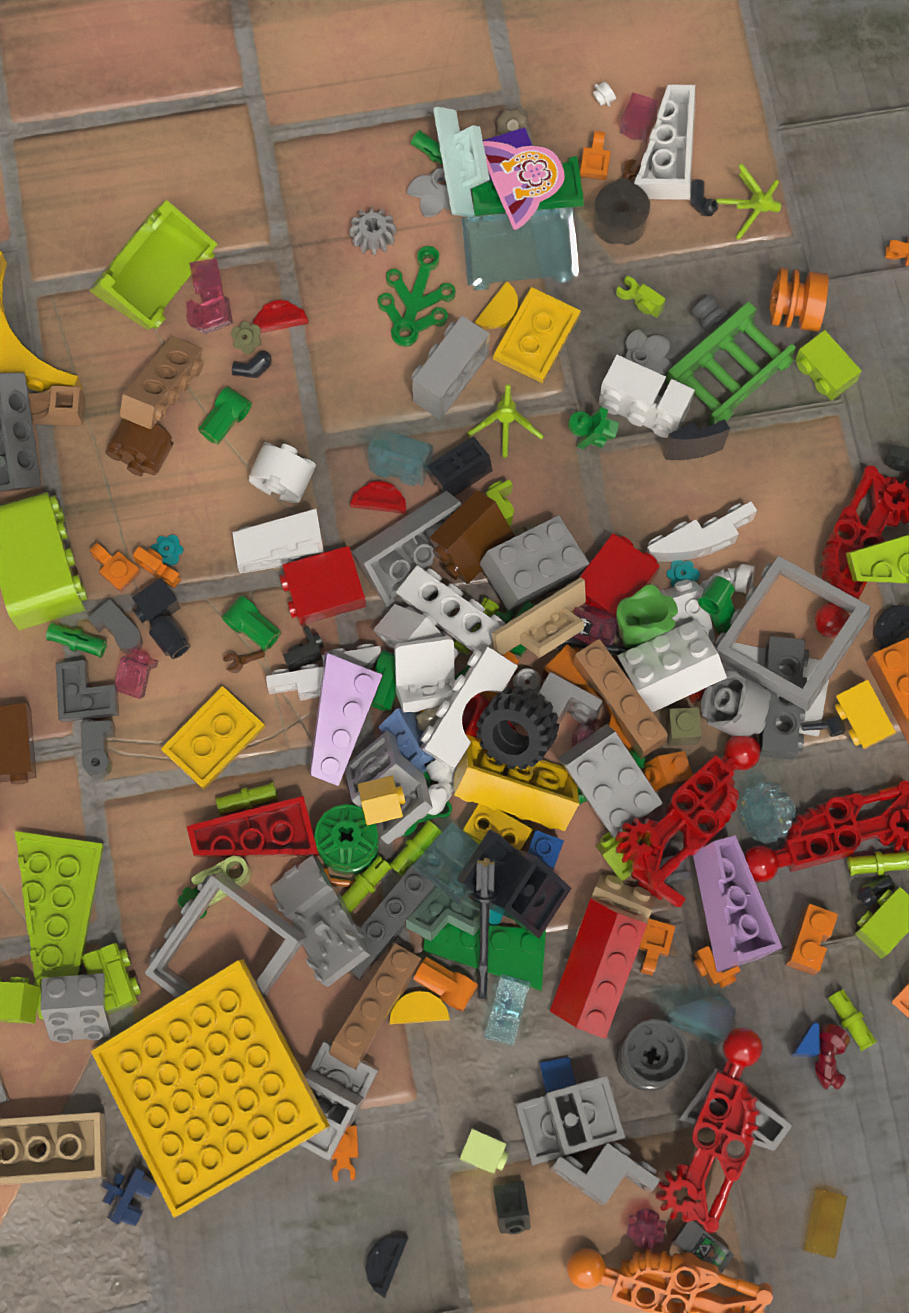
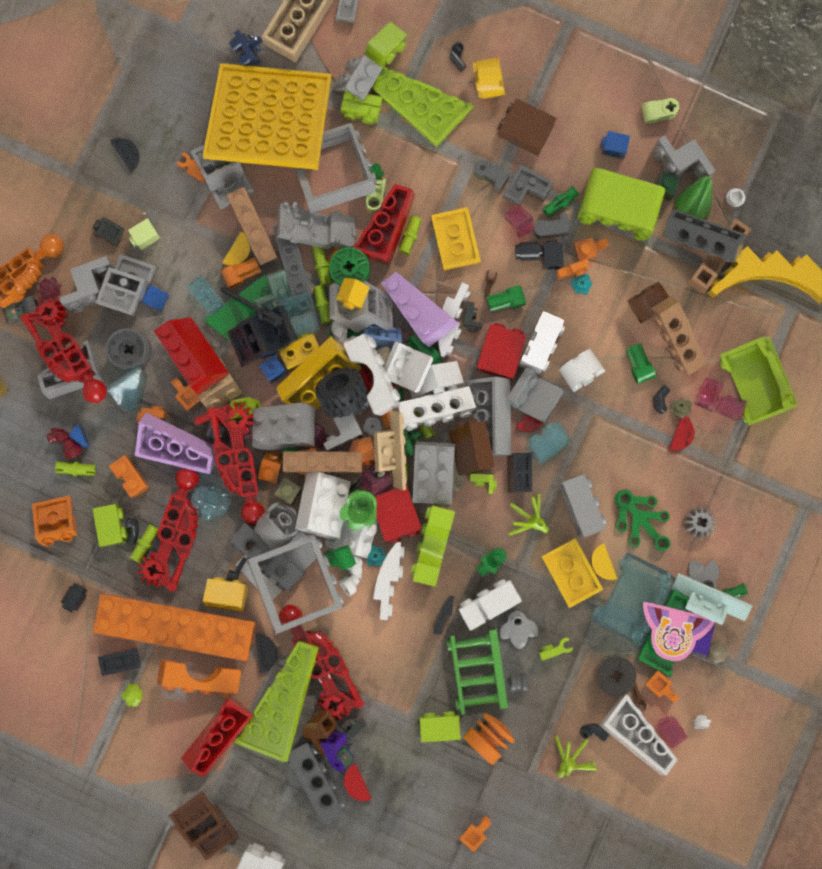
camera: 125 degrees right, 10 degrees up
(352, 505) = (534, 395): none -> light grey bracket
(627, 508) = (433, 545): none -> lime brick

